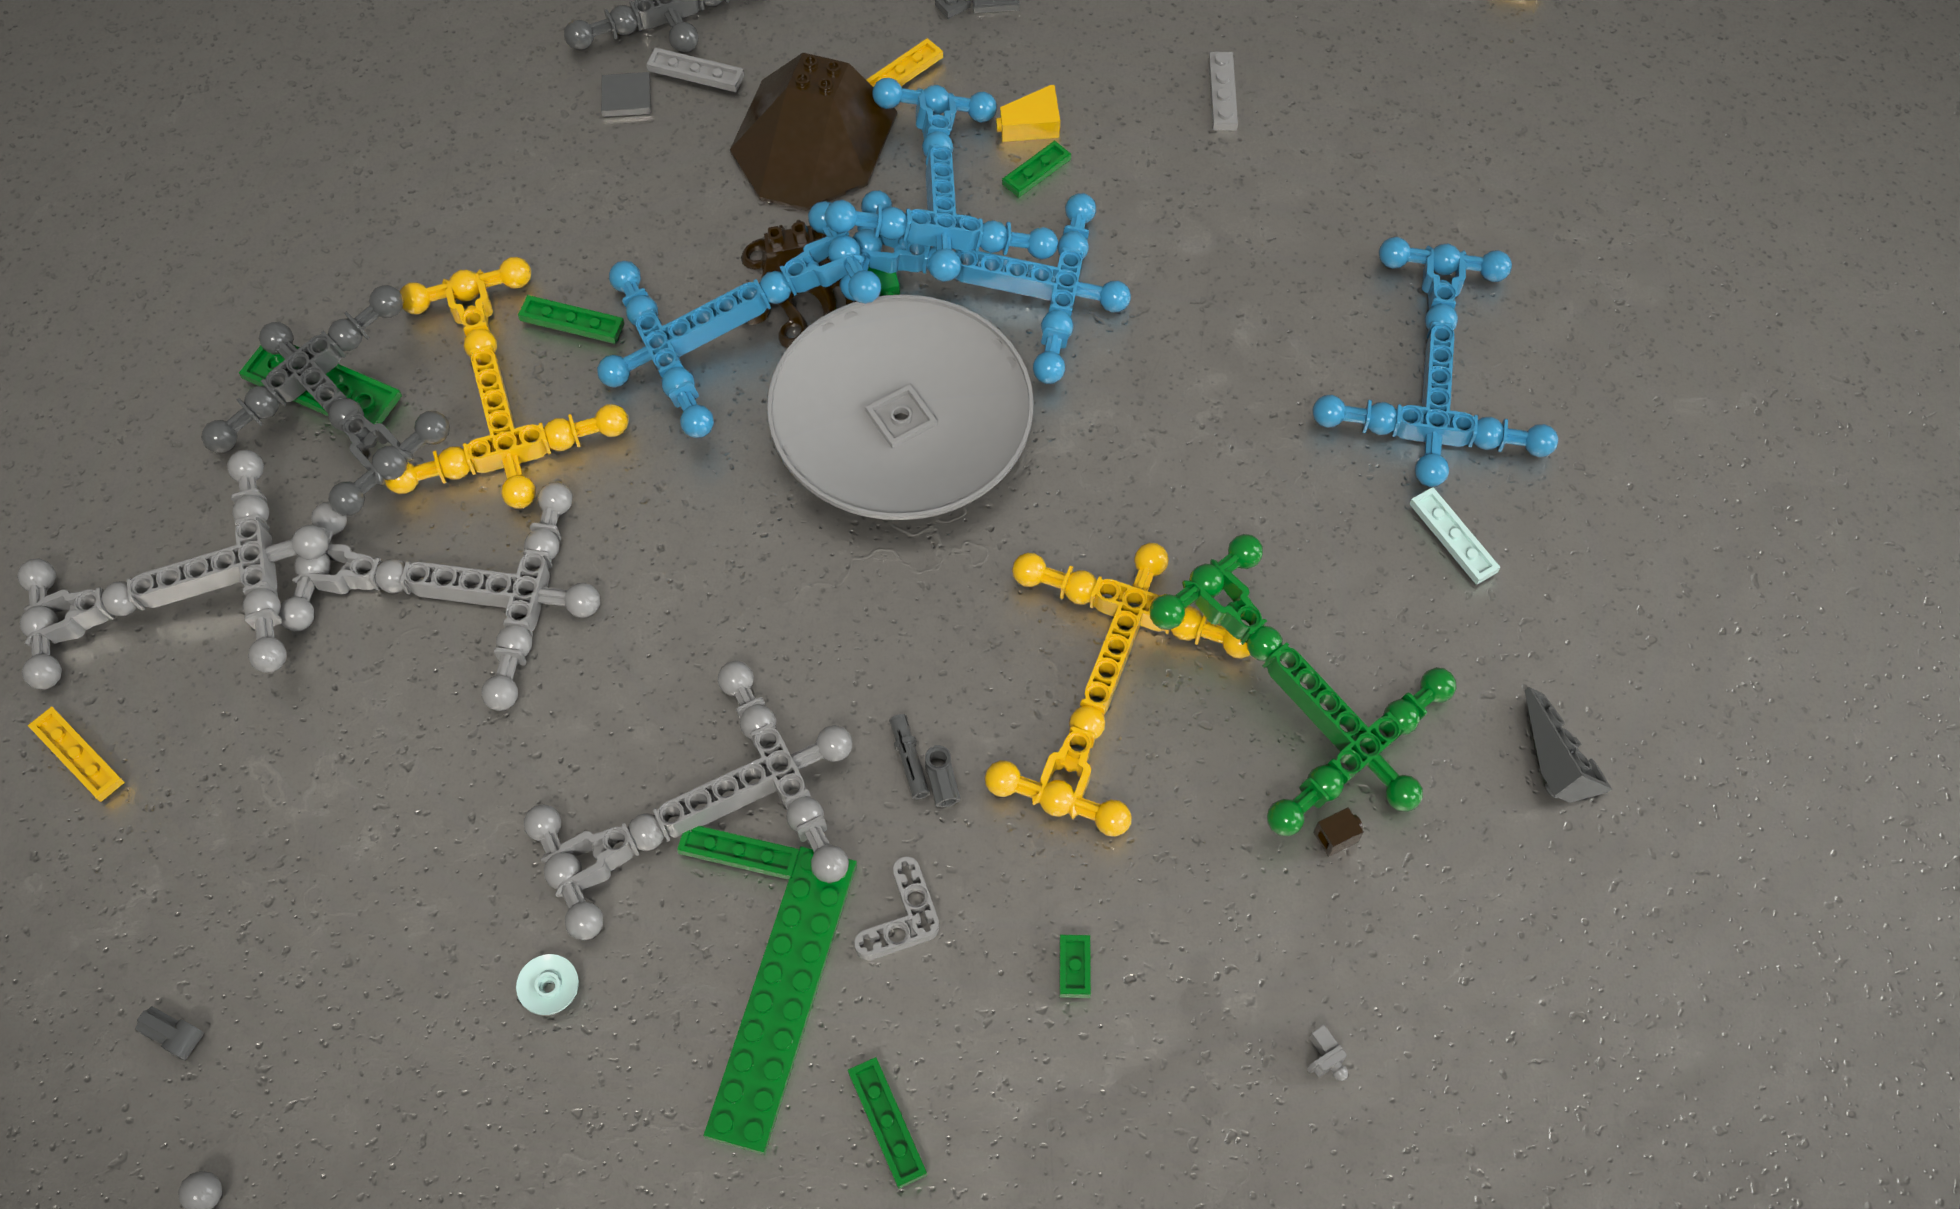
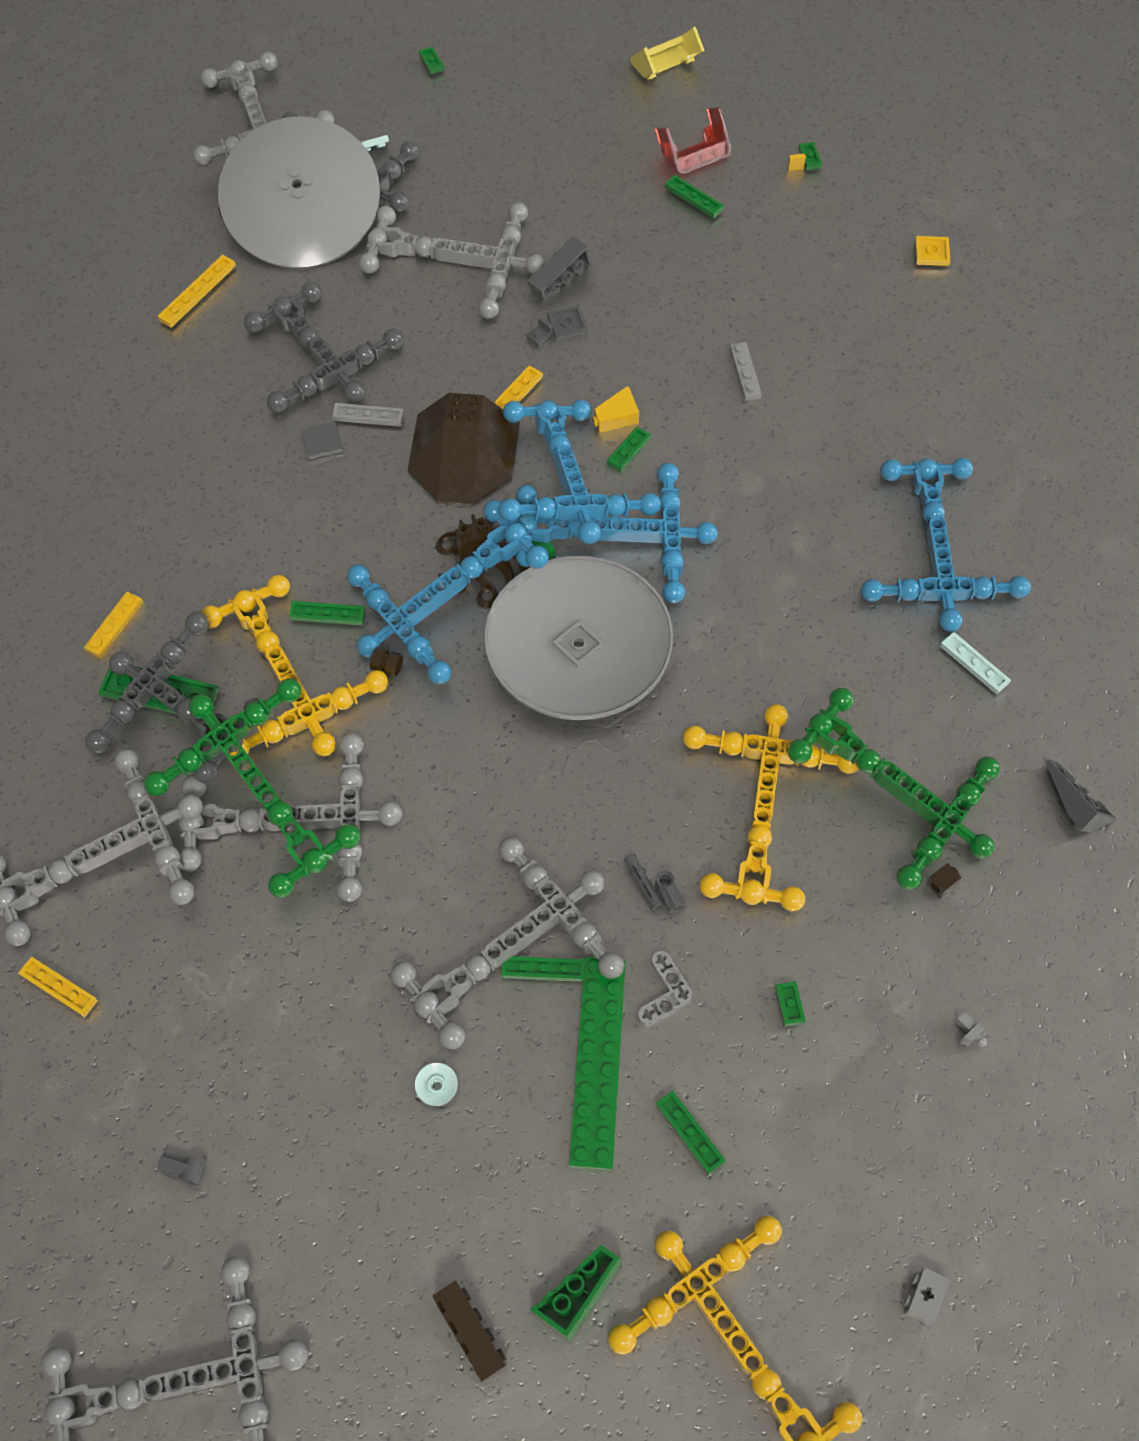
camera: 10 degrees left, 0 degrees up
(286, 289) = (113, 625): none -> yellow plate
(423, 568) = (278, 812): none -> green piece
(631, 395) = (388, 662): none -> dark brown wheel

